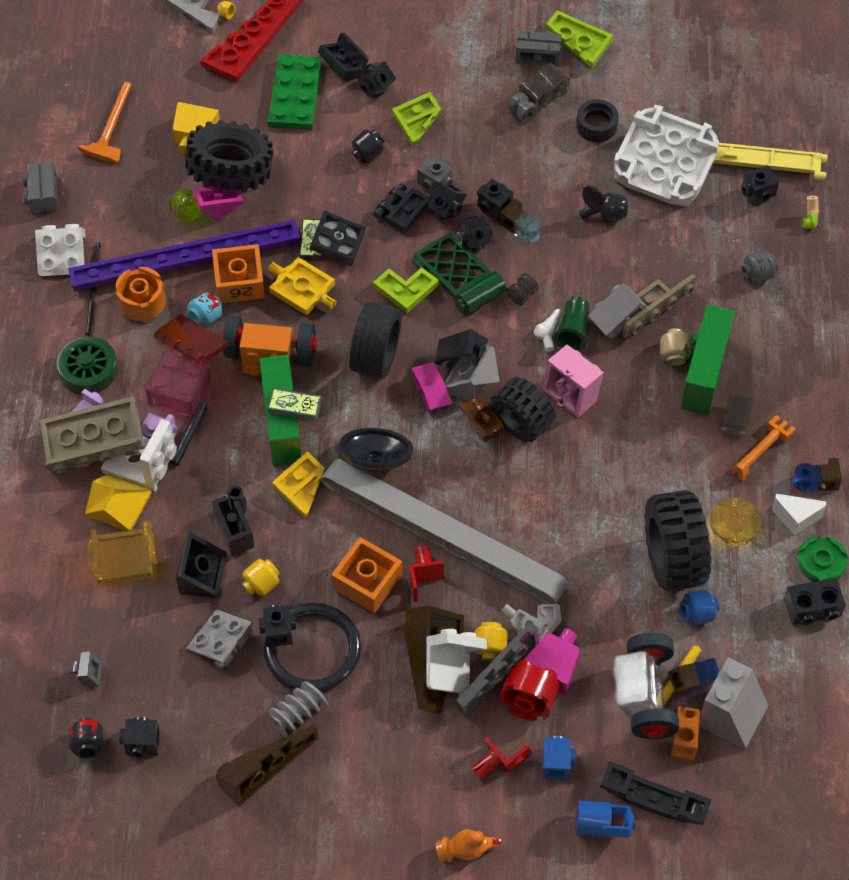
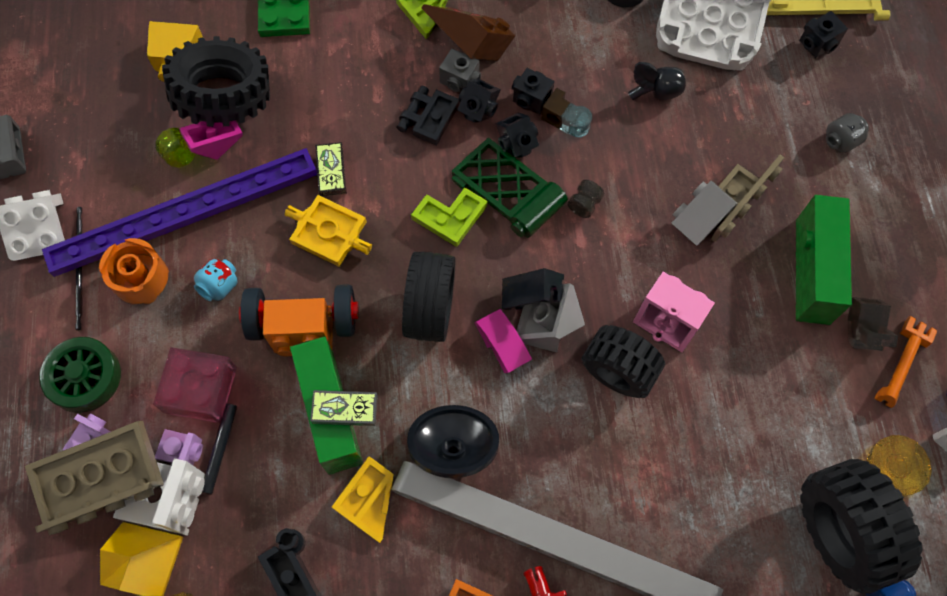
camera: 10 degrees left, 10 degrees up
(101, 149) = (68, 89): orange piece -> none
(191, 339) = (203, 326): clear red windscreen -> none
(238, 273) = (249, 227): orange brick -> none
(337, 238) = (360, 164): black piece -> none
(367, 146) = (376, 45): black head -> none
(451, 145) = (474, 33): none -> reddish brown slope
(482, 417) = (572, 374): reddish brown hips -> none
(546, 330) = (624, 244): white animal -> none
(573, 324) = (654, 236): dark green plant -> none
(675, 347) = (776, 246): tan head -> none
(811, 220) = (885, 61): arm -> none

